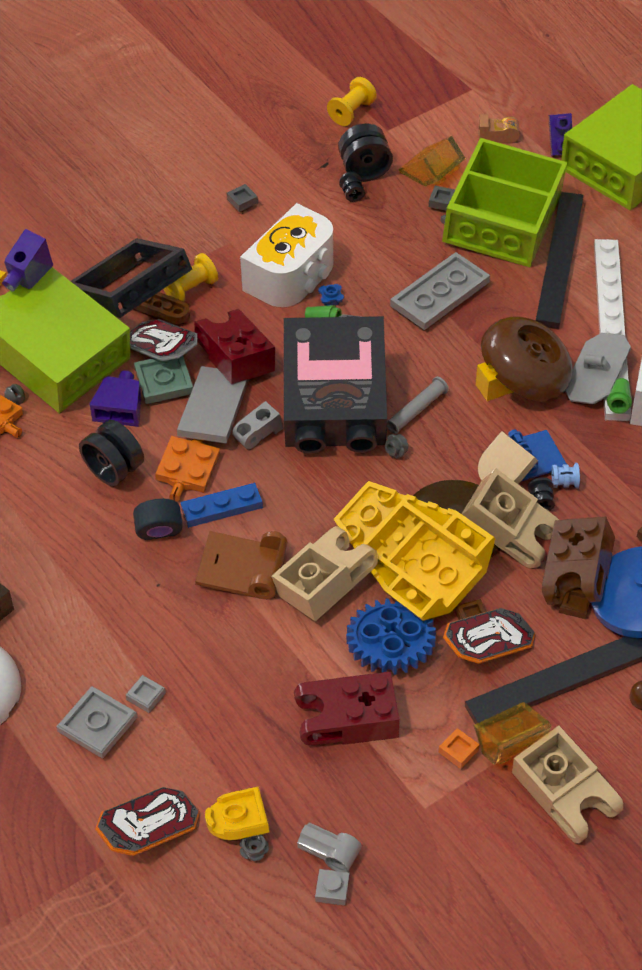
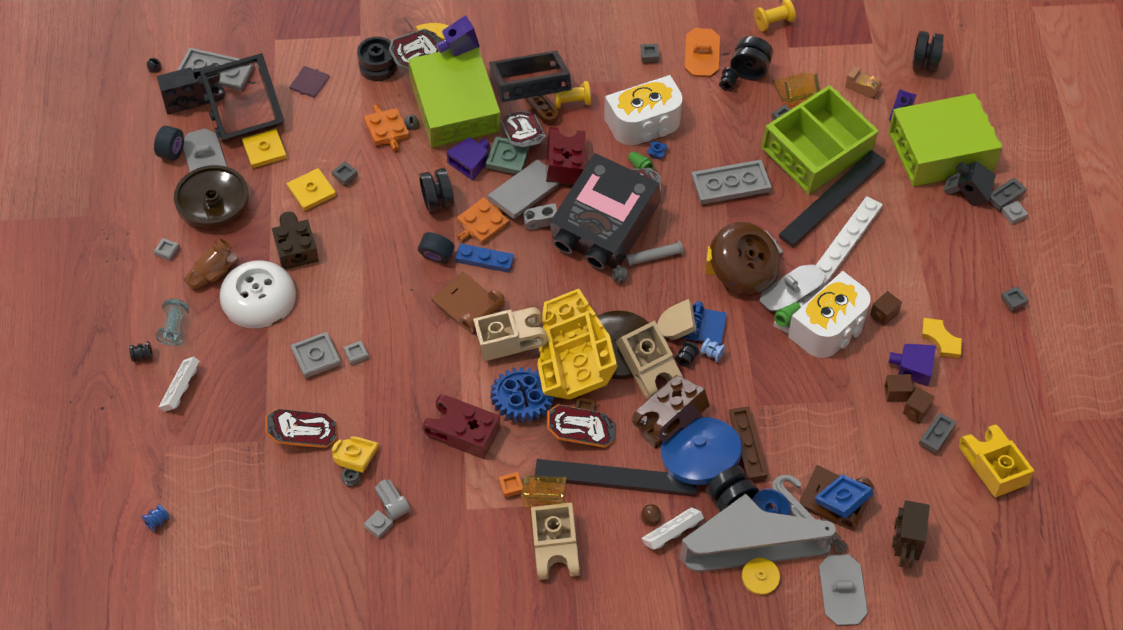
camera: 30 degrees right, 5 degrees up
(298, 173) = (702, 52): none -> orange shield
(543, 68) = (929, 51): none -> black wheel

